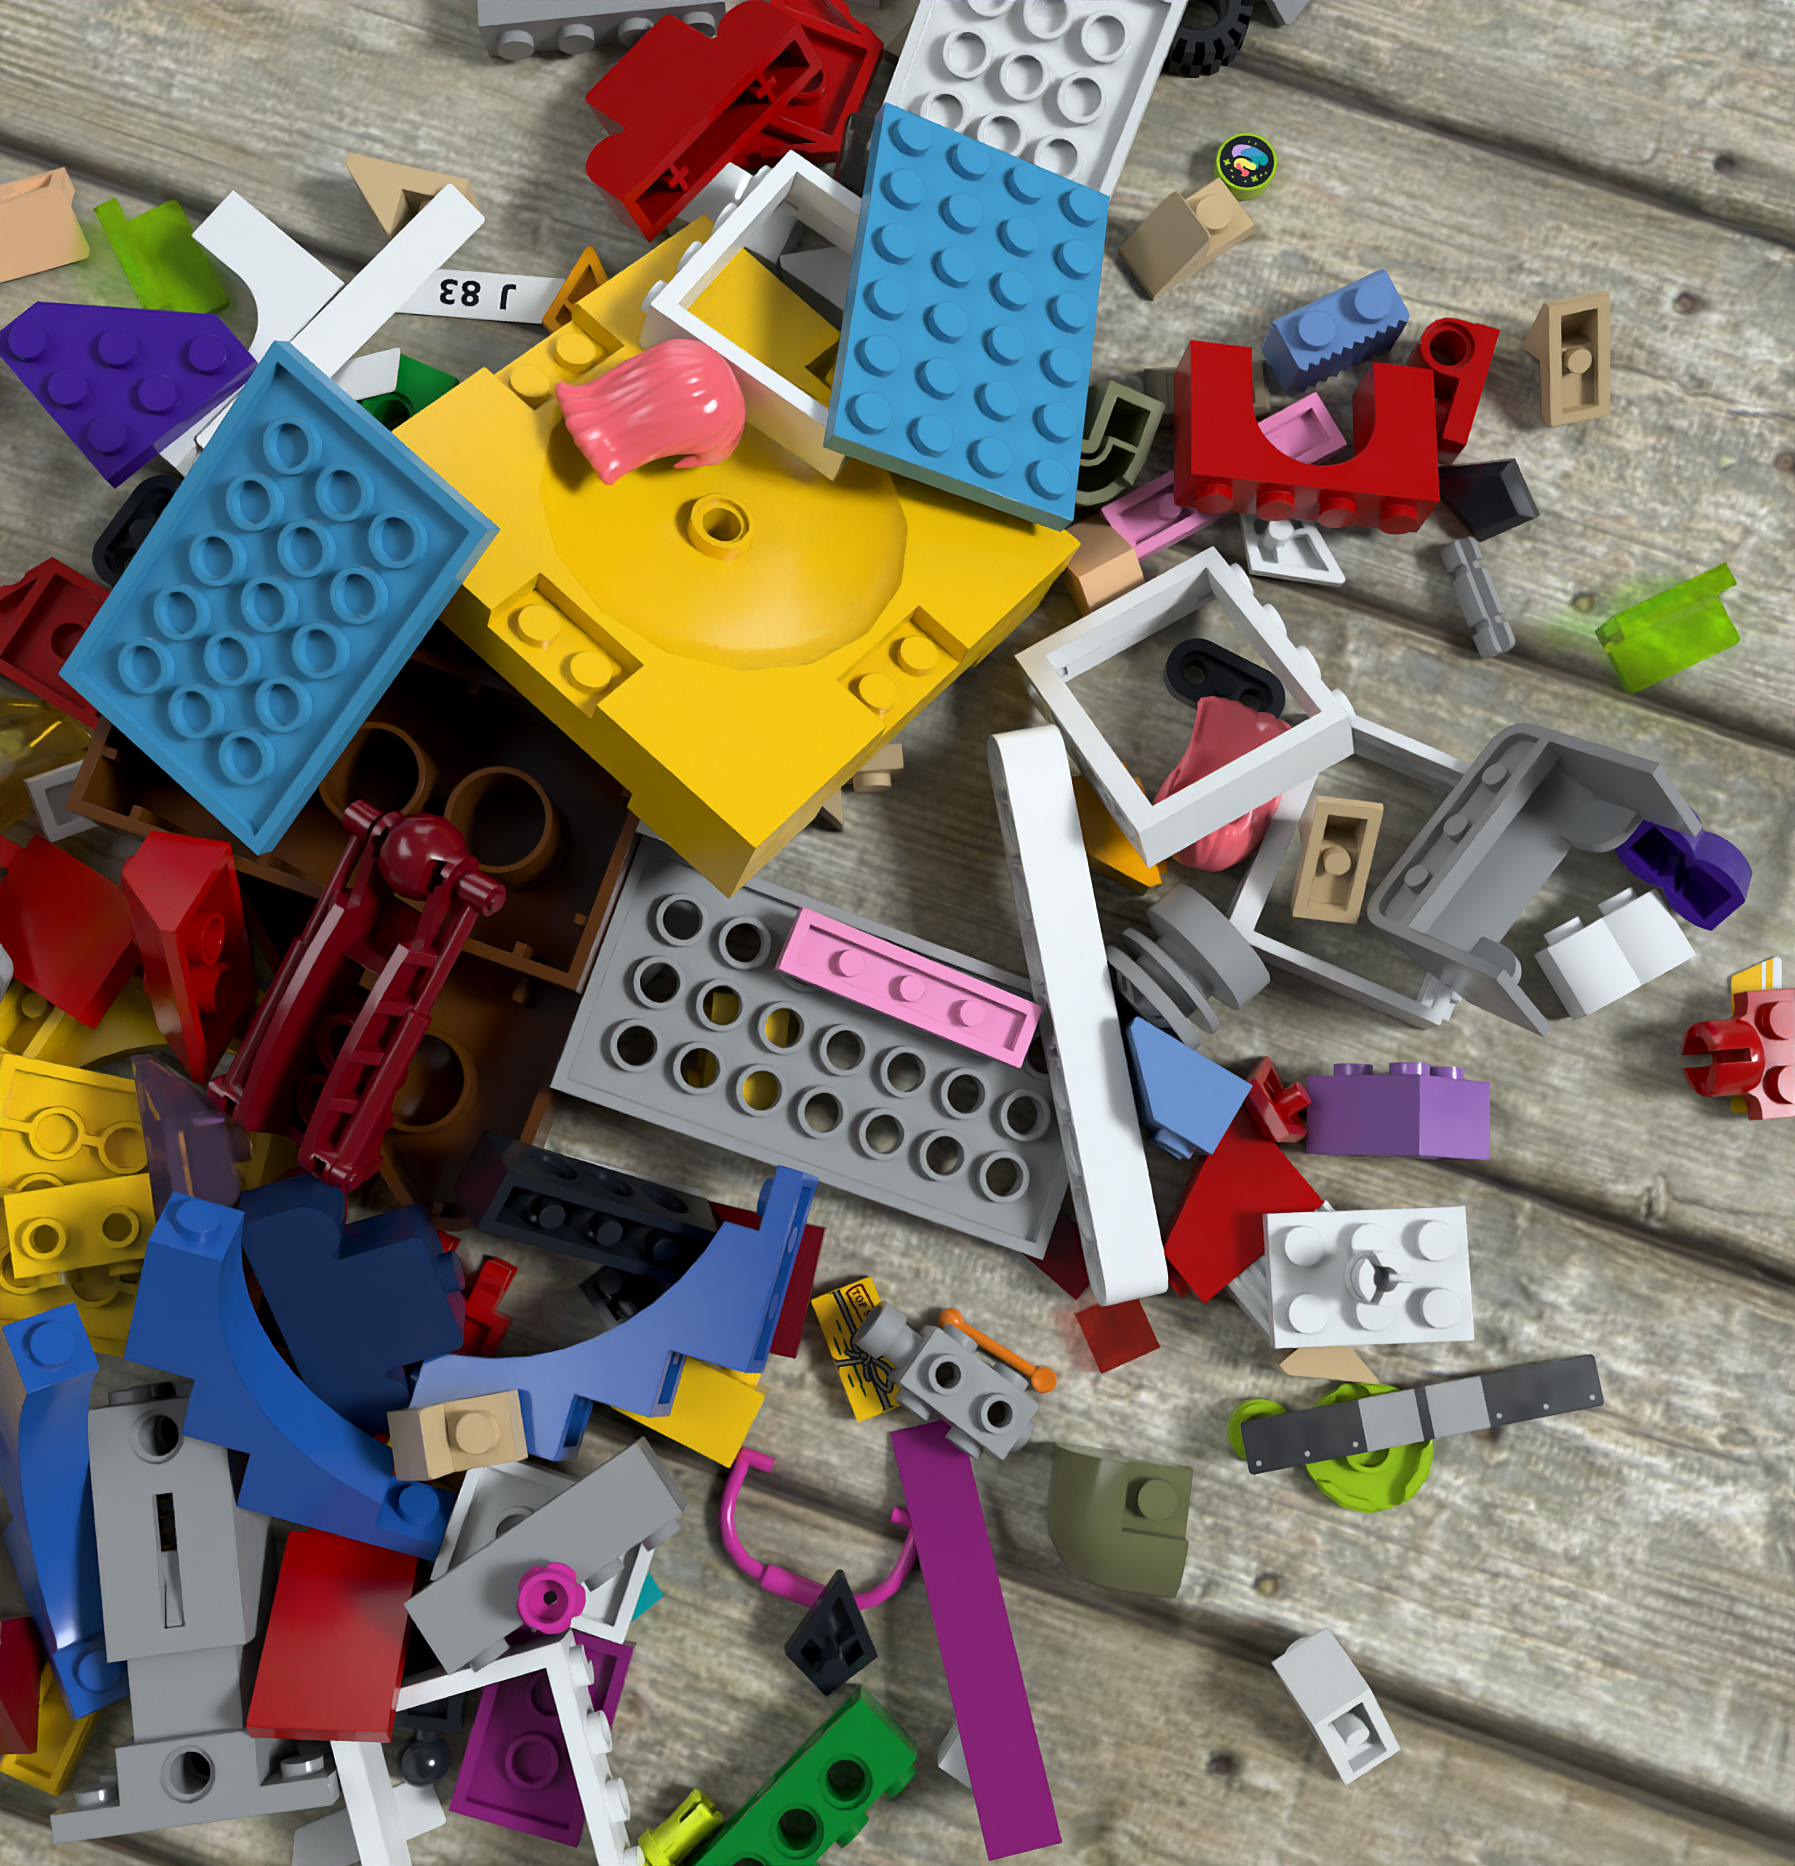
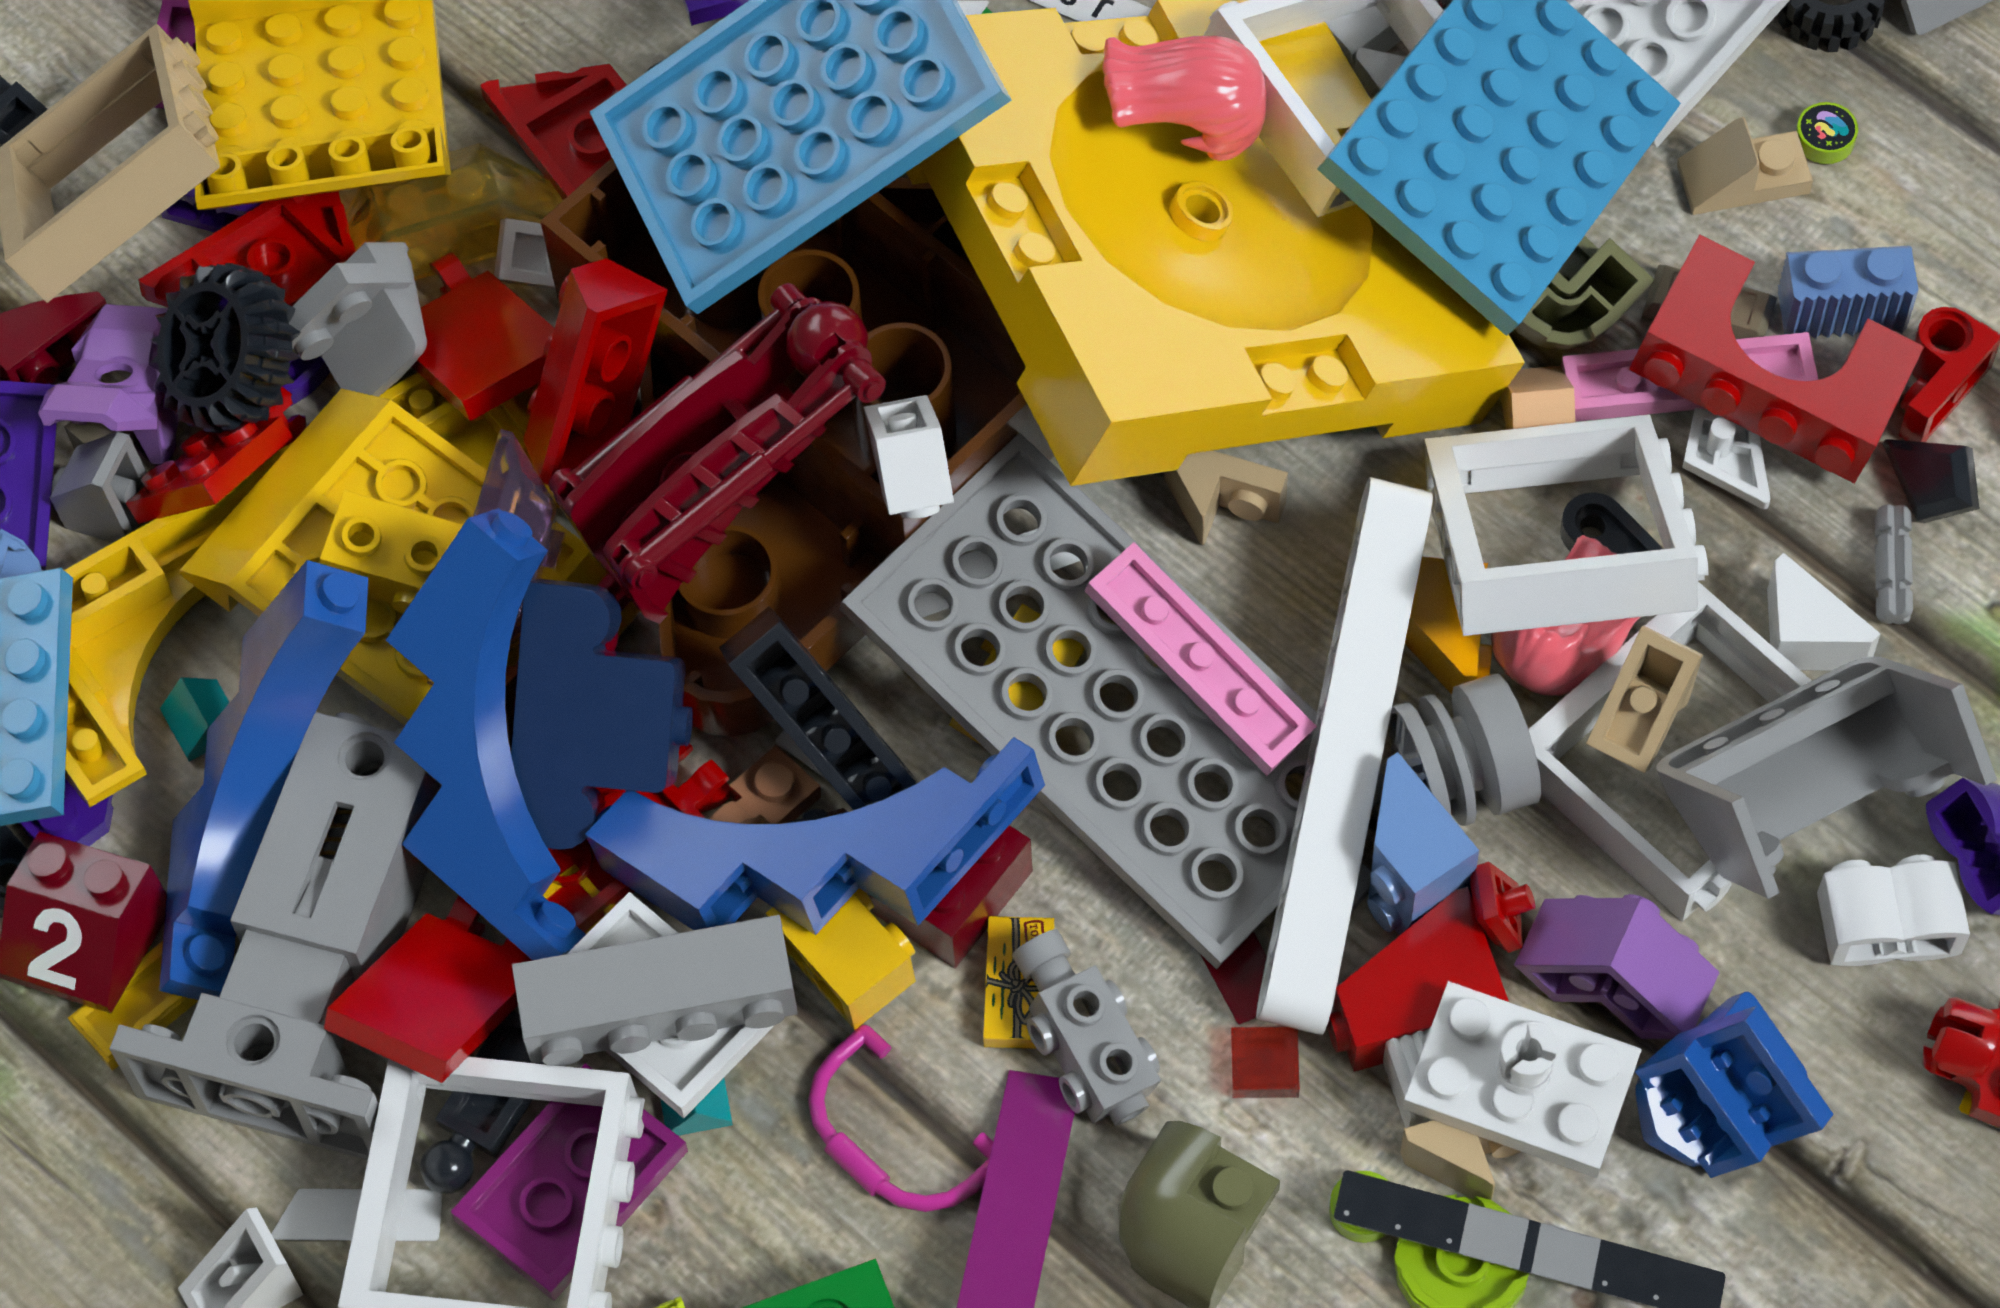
camera: 30 degrees right, 20 degrees down
(457, 1435) = (622, 856): tan slope -> none
(536, 1611) = (644, 984): dark pink plate -> none
(548, 1274) = (770, 792): none -> nougat plate
(555, 931) = (909, 456): none -> white slope
(832, 1638) = (872, 1212): black piece -> none
(1041, 1377) = (1174, 1076): orange hinge -> none
(1430, 693) = (1812, 623): none -> white slope
(1548, 1195) = (1727, 1091): none -> blue piece

